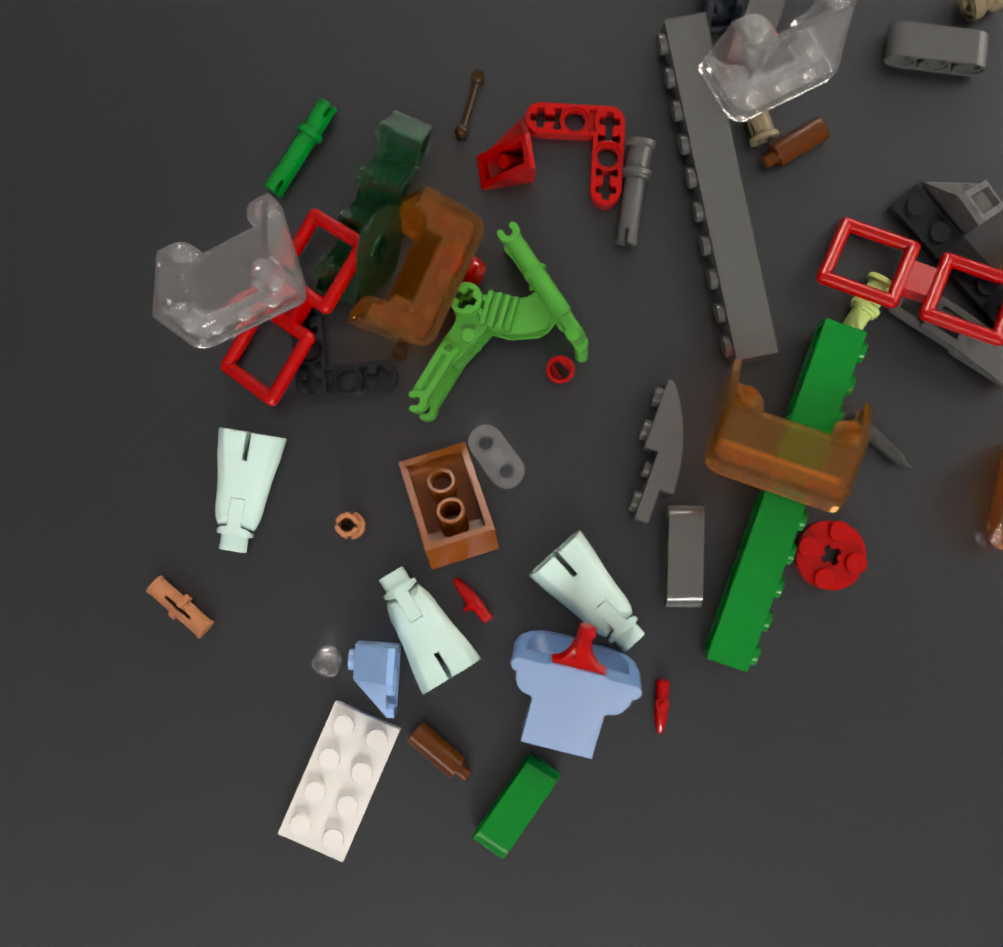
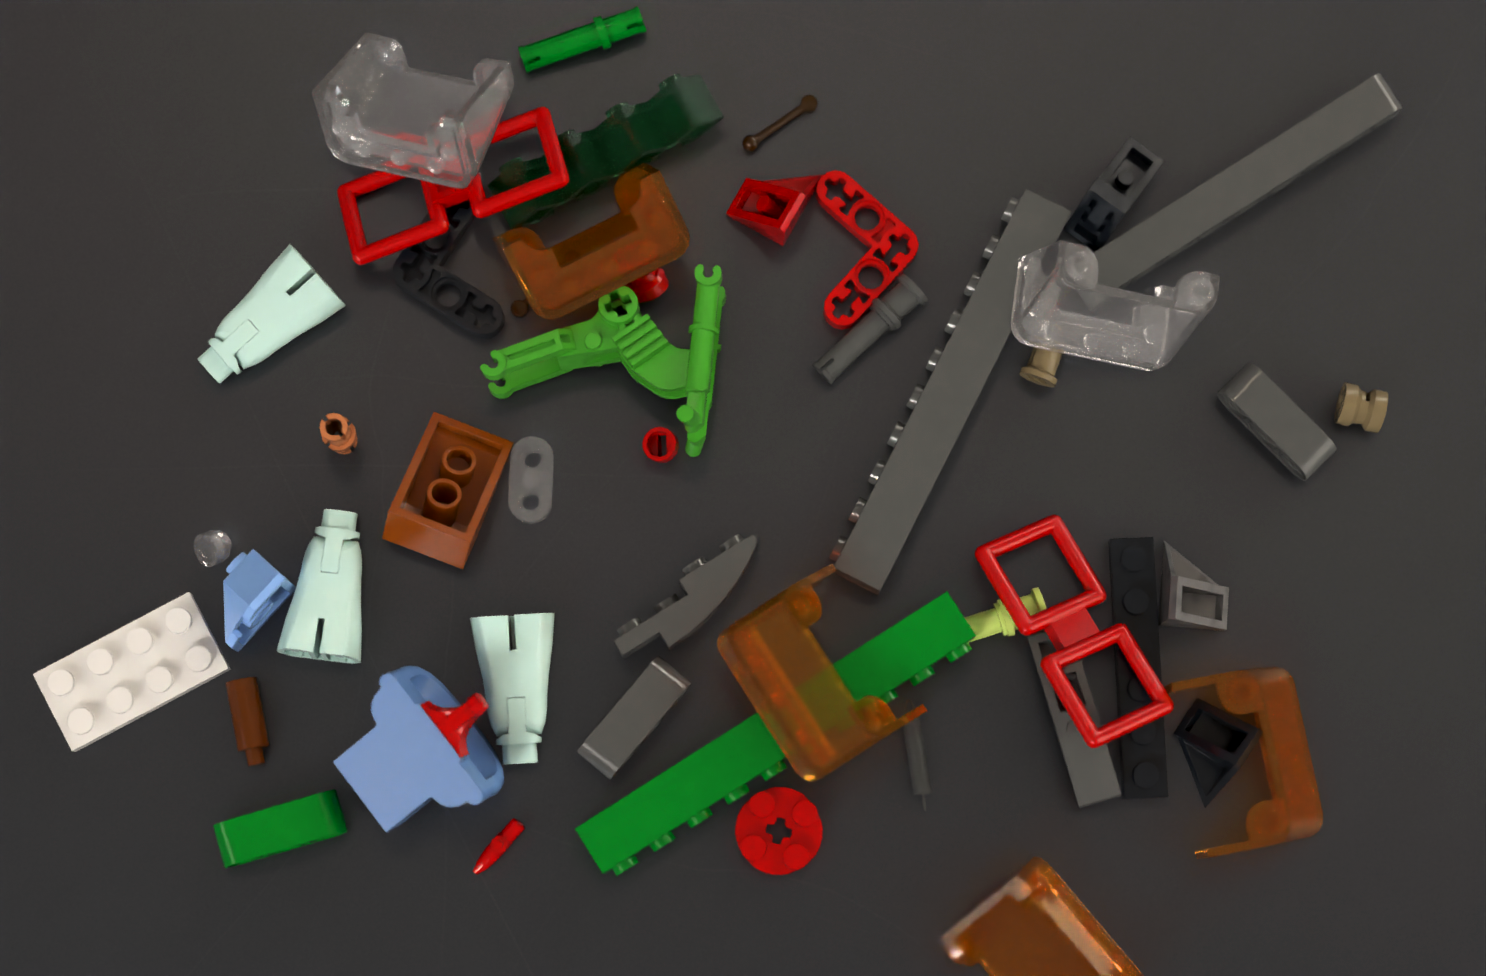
camera: 30 degrees right, 5 degrees down
(179, 606) = (118, 407): nougat pin -> none
(370, 276) = (544, 213): clear green piece -> none
(472, 600) = (397, 601): red helmet -> none
(796, 143) = (1065, 406): reddish brown cylinder -> none

